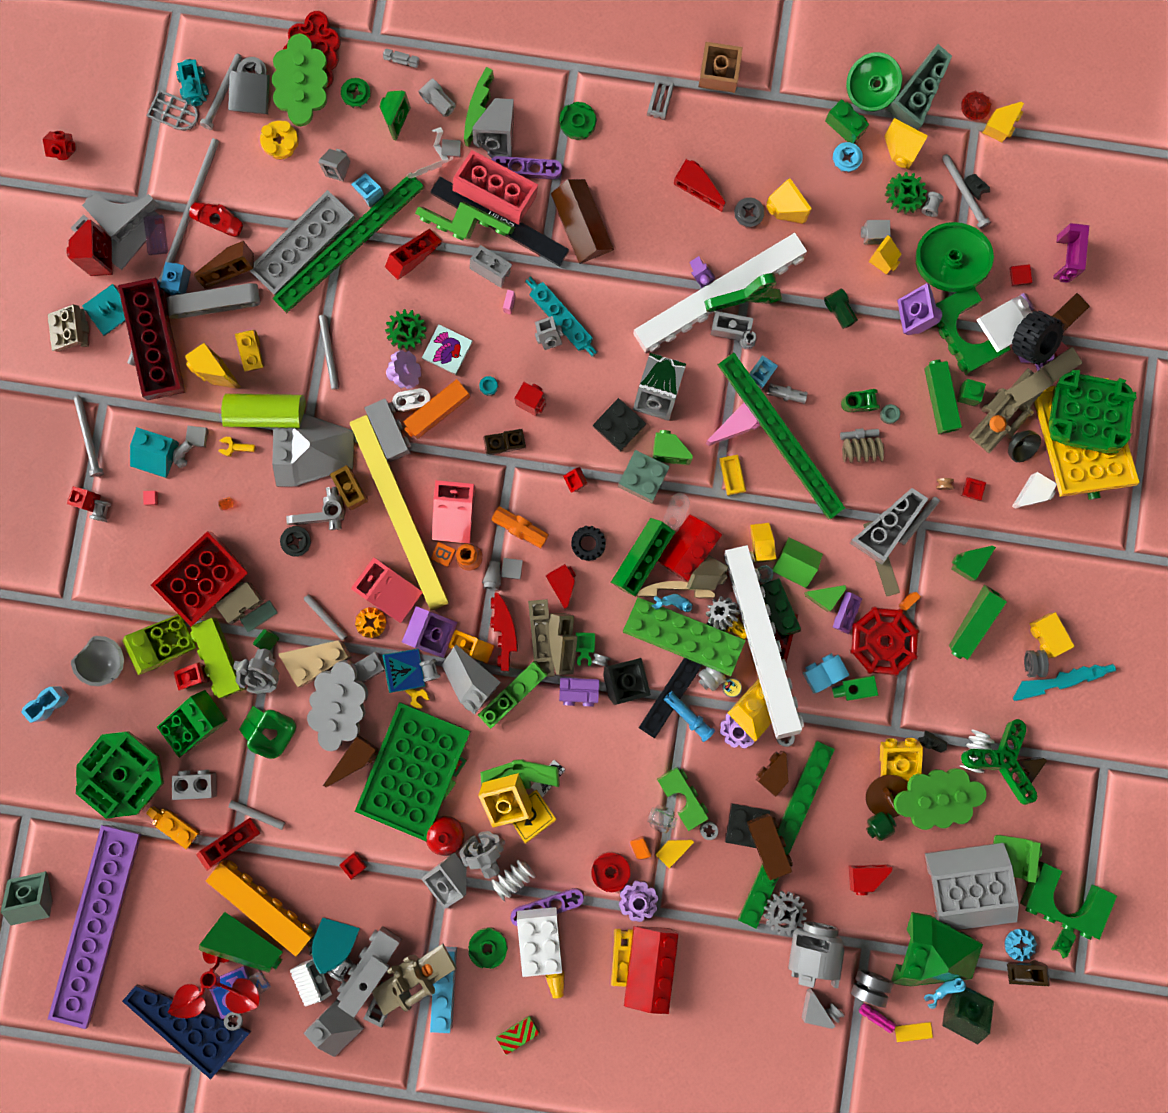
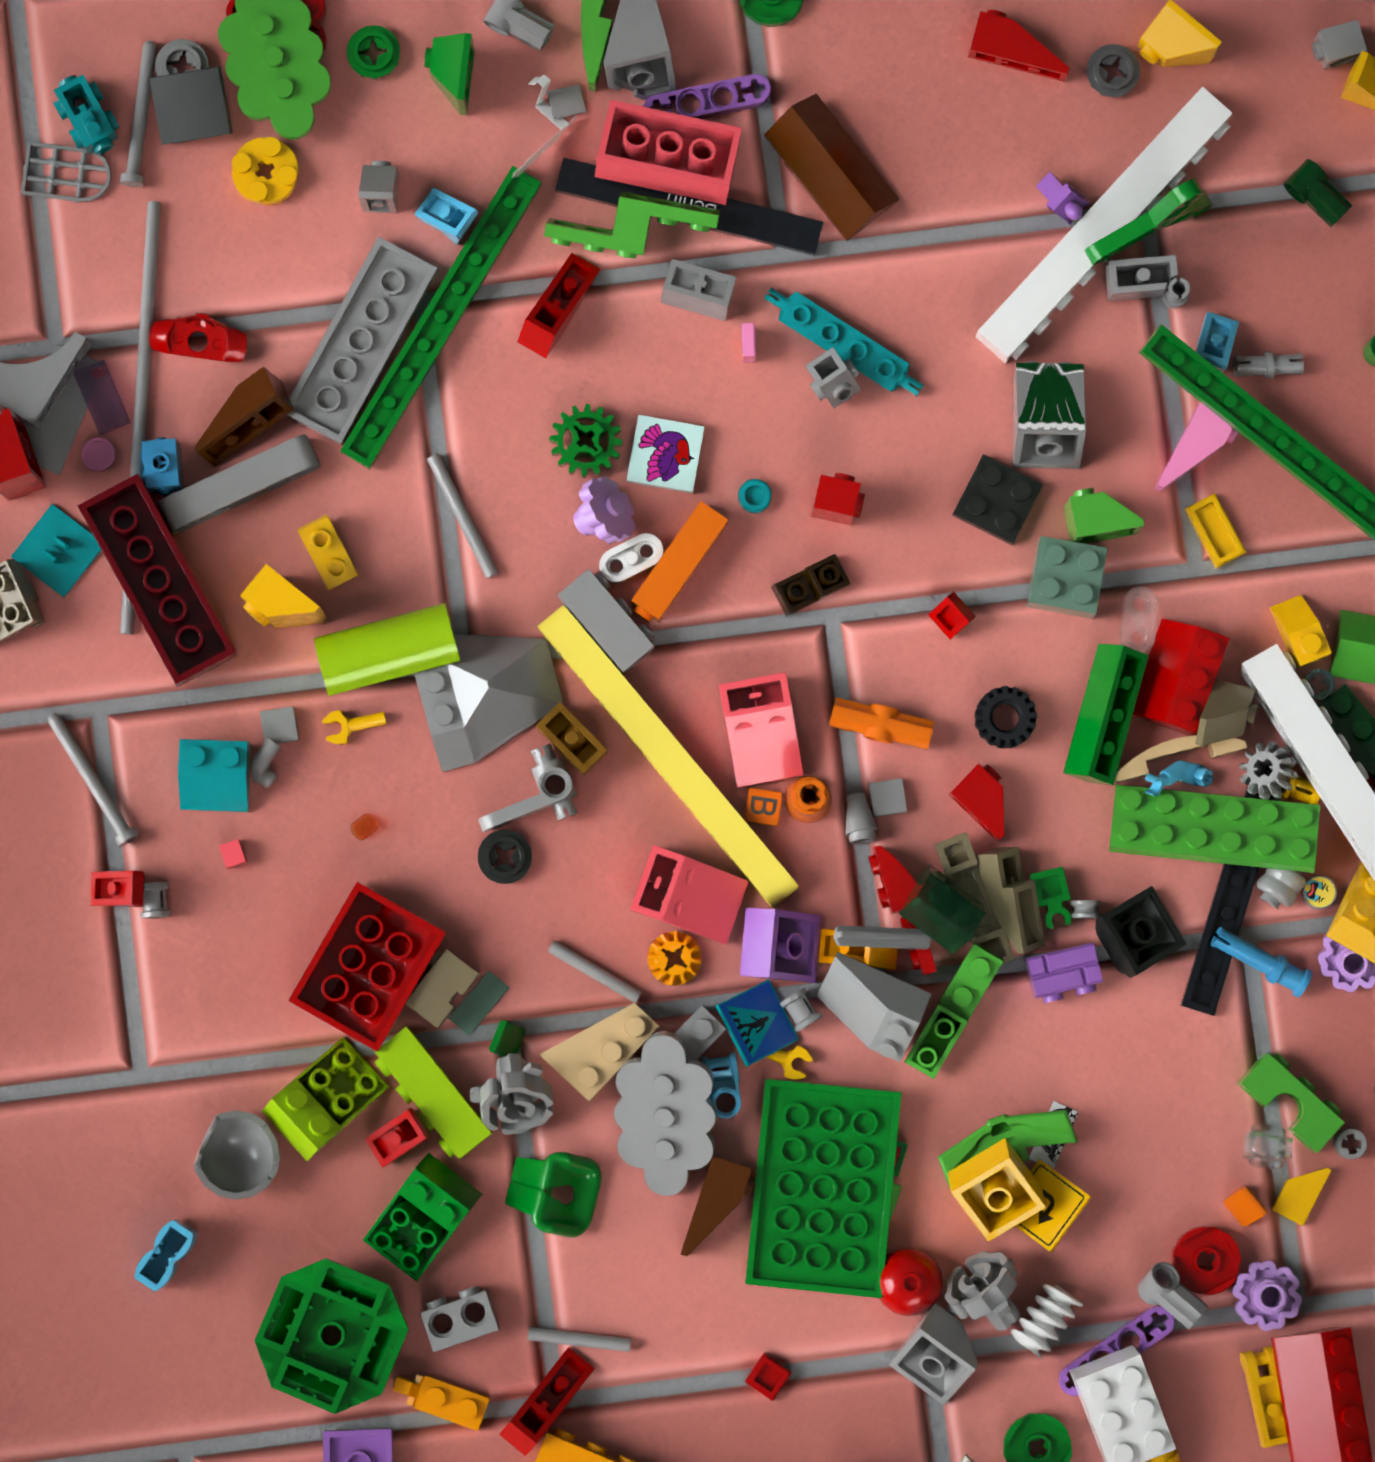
camera: 20 degrees left, 0 degrees up
(145, 264) = (98, 454): none -> bright pink piece
(375, 697) = (724, 1081): none -> medium azure piece
(482, 643) = (881, 937): none -> light grey axle
(521, 637) = (943, 909): none -> clear green slope
(586, 886) = (1163, 1288): none -> light grey piece

